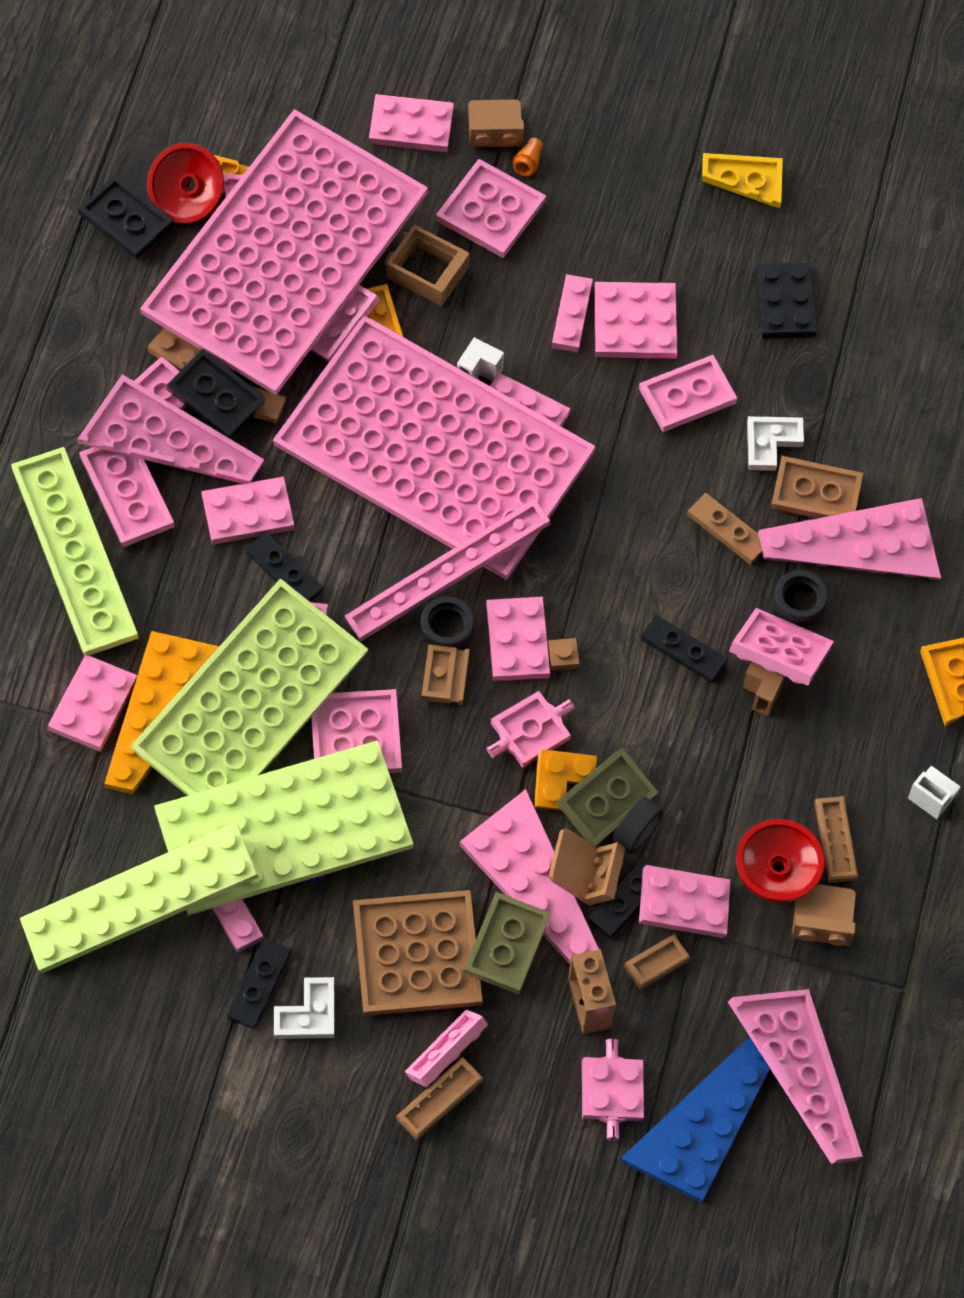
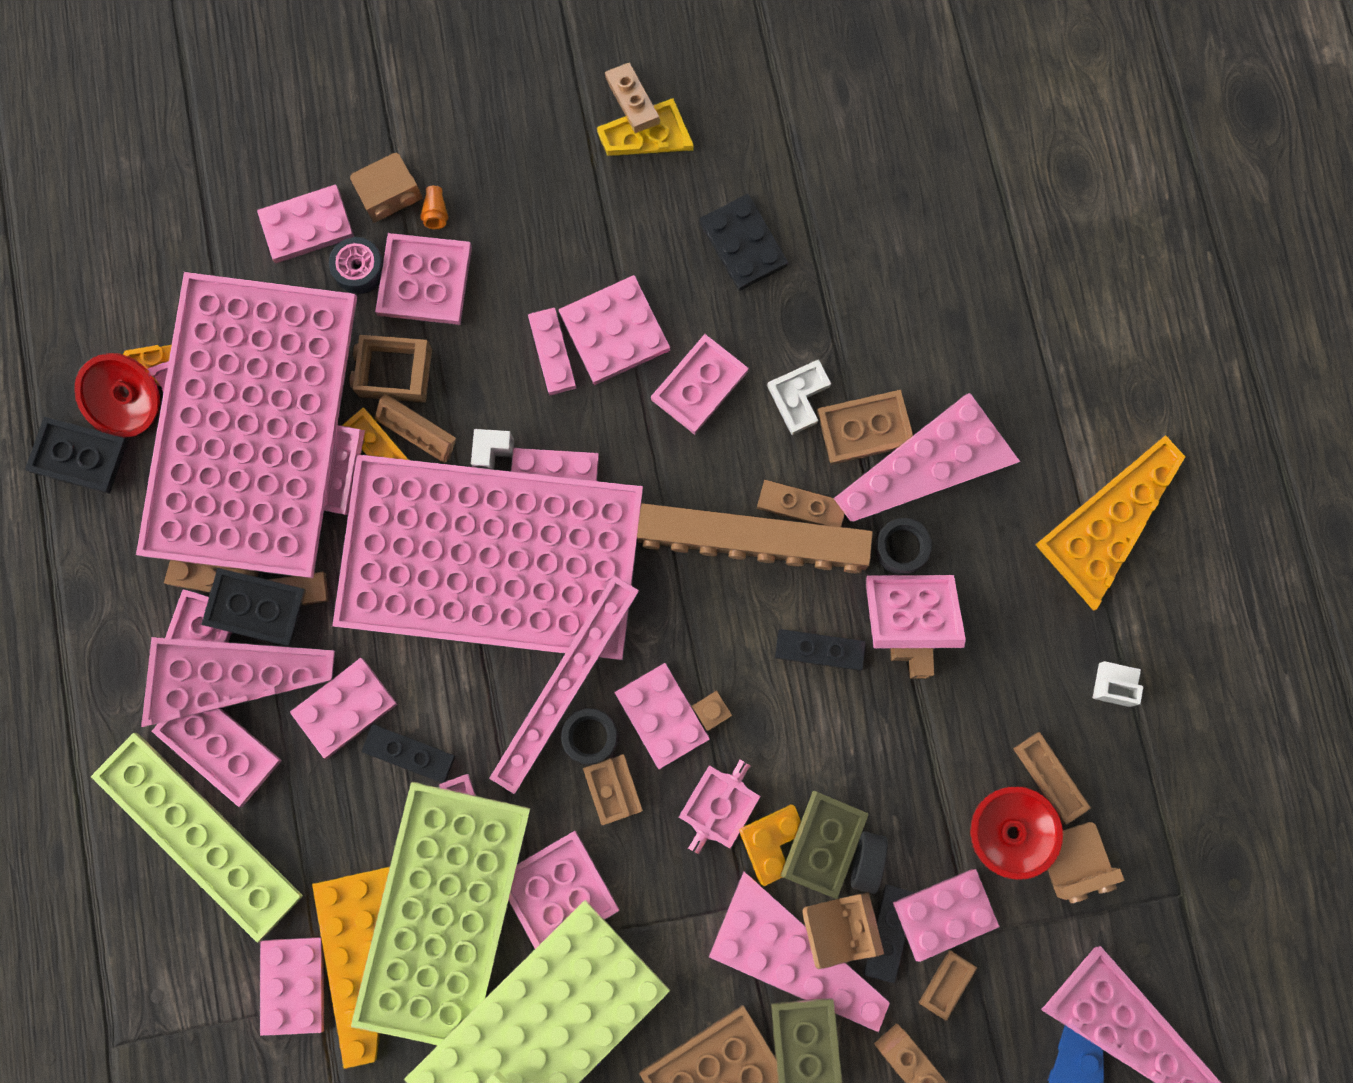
camera: 20 degrees left, 15 degrees up
(422, 319) = (415, 428): none -> medium nougat plate
(446, 164) = (362, 253): none -> wheel
(672, 533) = (754, 537): none -> medium nougat brick
(746, 143) = (632, 97): none -> plate

